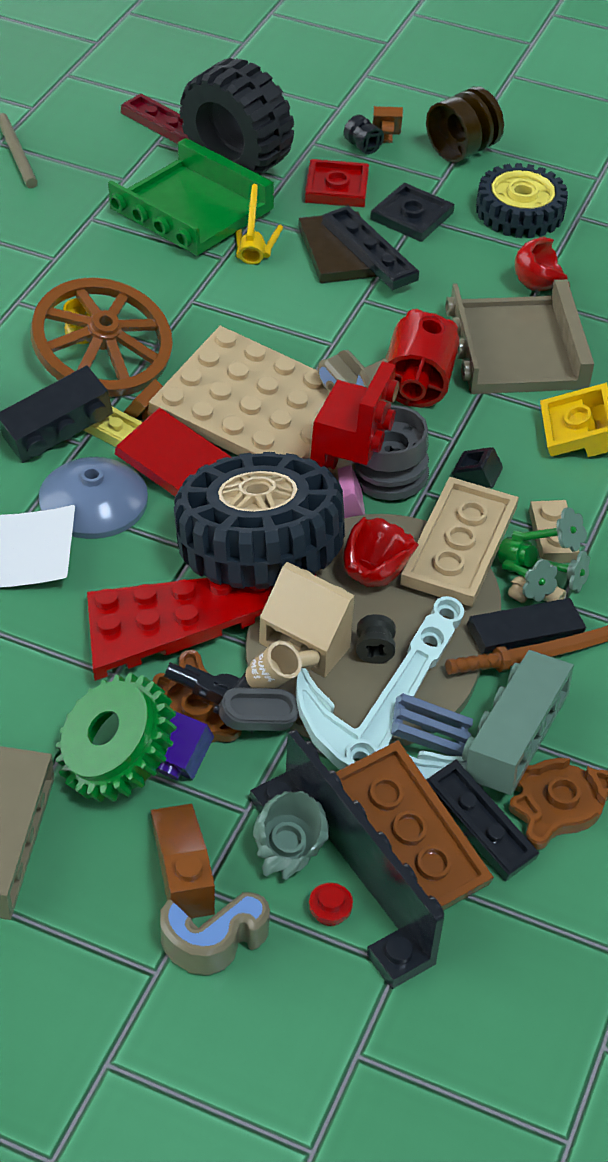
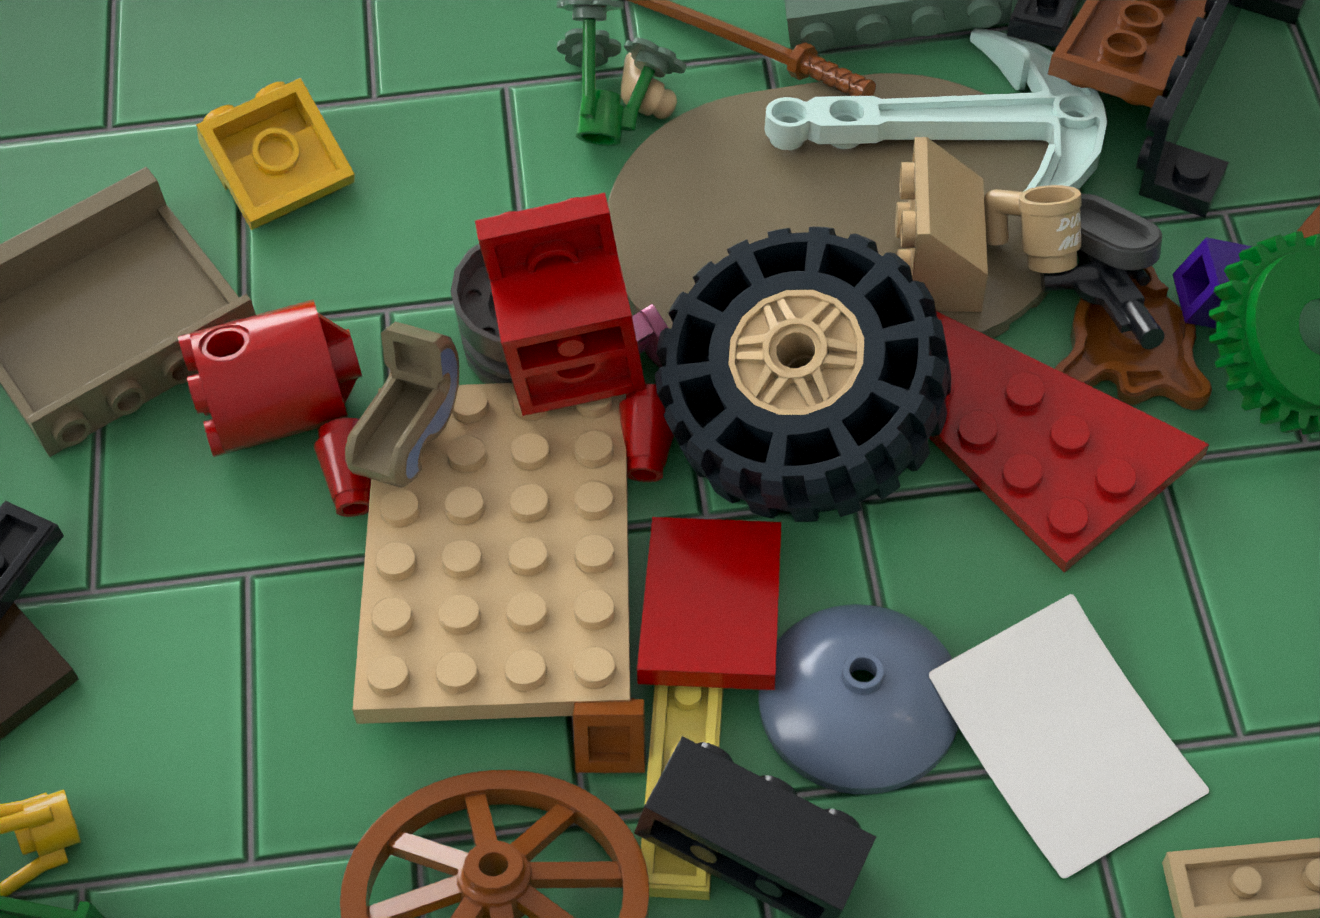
camera: 115 degrees left, 10 degrees up
(290, 832) = (1240, 120): sand green hair -> none
(330, 903) = (1277, 67): red plate -> none
(376, 639) = (881, 169): pearl dark grey wheel -> none
(377, 552) = (745, 207): red hair -> none
(431, 719) = (973, 68): sand blue tile -> none
(460, 541) = (645, 164): tan plate -> none
(479, 467) = (436, 246): black slope -> none
(525, 625) = (730, 63): black tile -> none
(544, 516) = (513, 116): tan plate -> none

